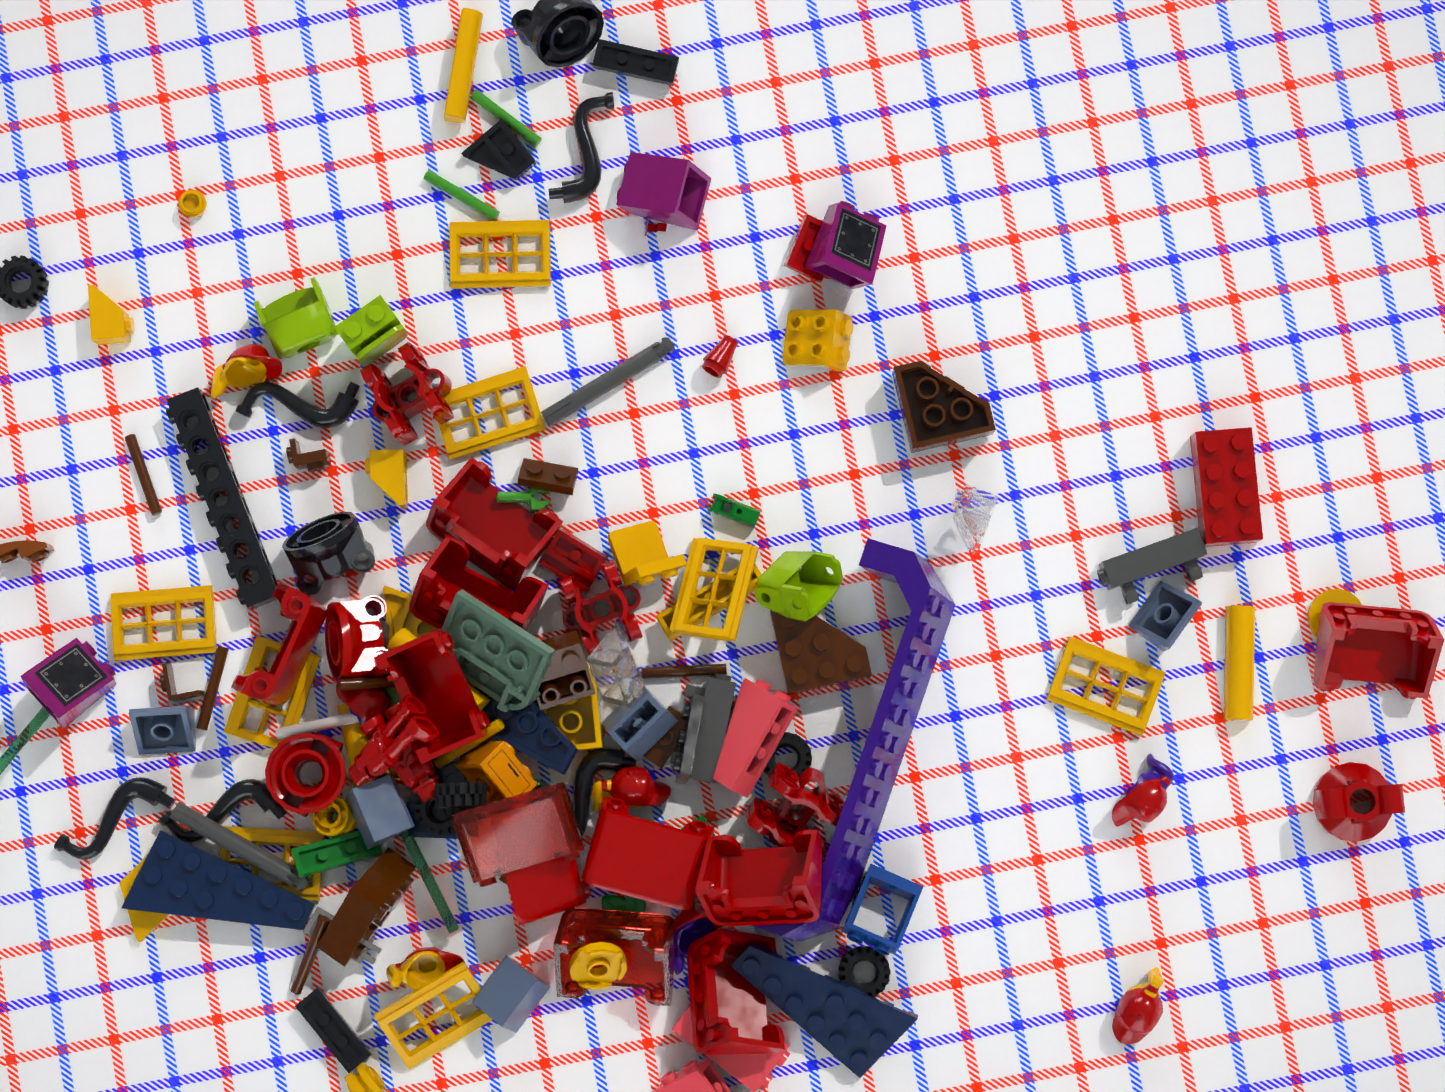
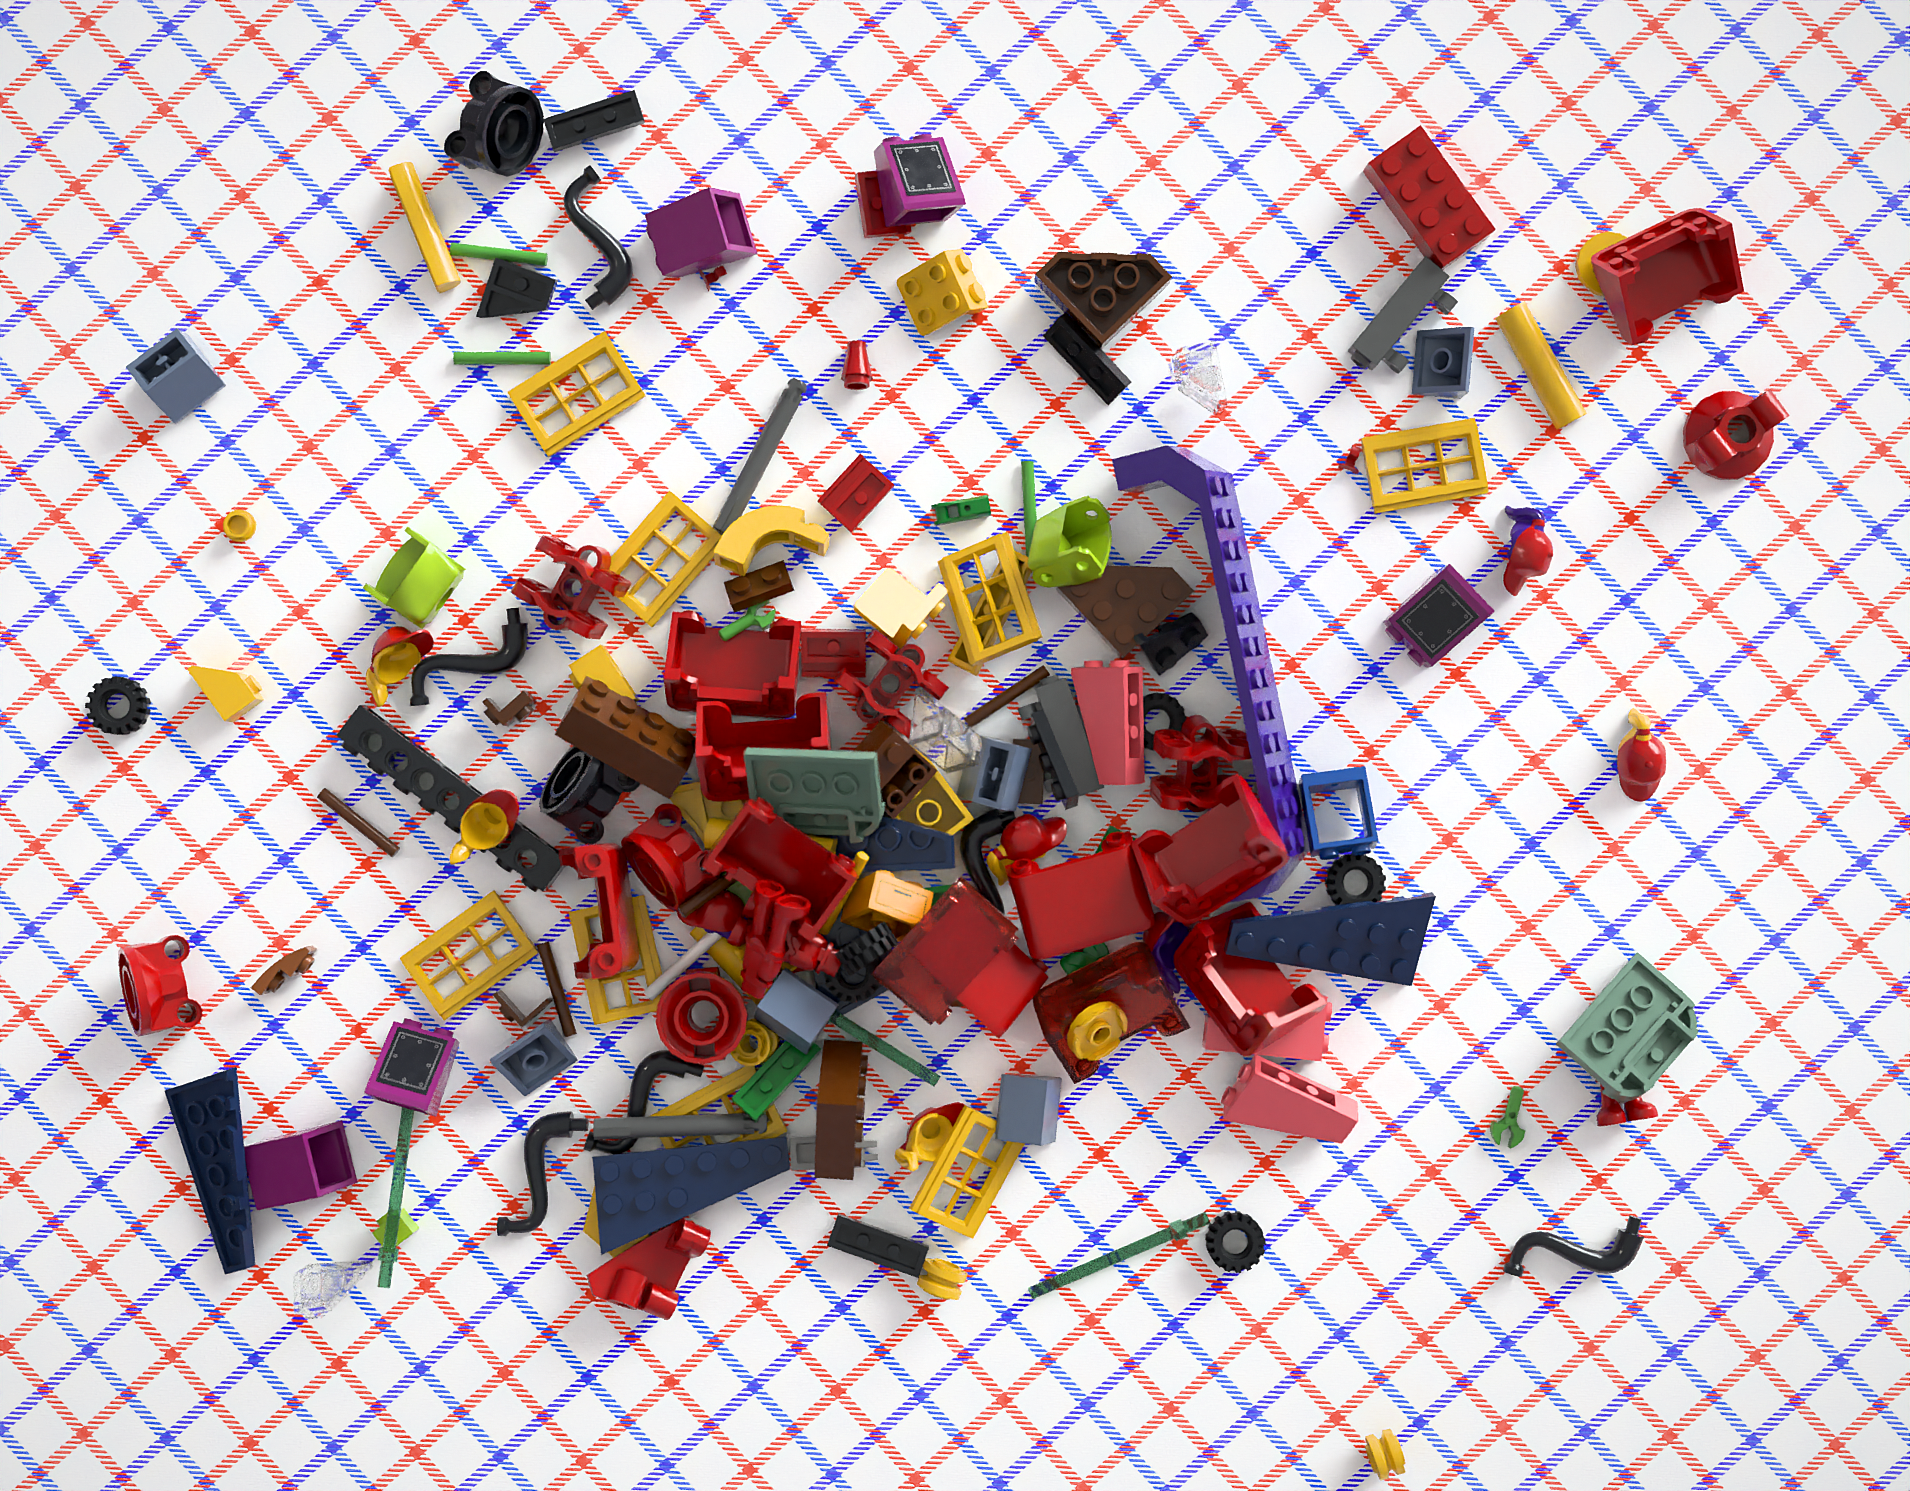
camera: 35 degrees left, 5 degrees up
(151, 943) = (651, 1269): none -> red panel
(214, 66) = (176, 375): none -> sand blue slope
(235, 530) = (486, 823): none -> yellow hair
(310, 954) = (811, 1188): reddish brown bar -> none
(371, 331) = (498, 546): lime brick -> none
(379, 529) = (627, 737): none -> reddish brown piece
(577, 435) = (766, 527): none -> yellow arch
(662, 450) = (855, 493): none -> red plate
(790, 532) = (1029, 501): none -> bright green bar
(832, 704) = (1171, 642): none -> black wing
(896, 453) = (1087, 358): none -> black plate
(1045, 806) = (1437, 616): none -> slope
(1052, 648) = (1351, 460): none -> red piece

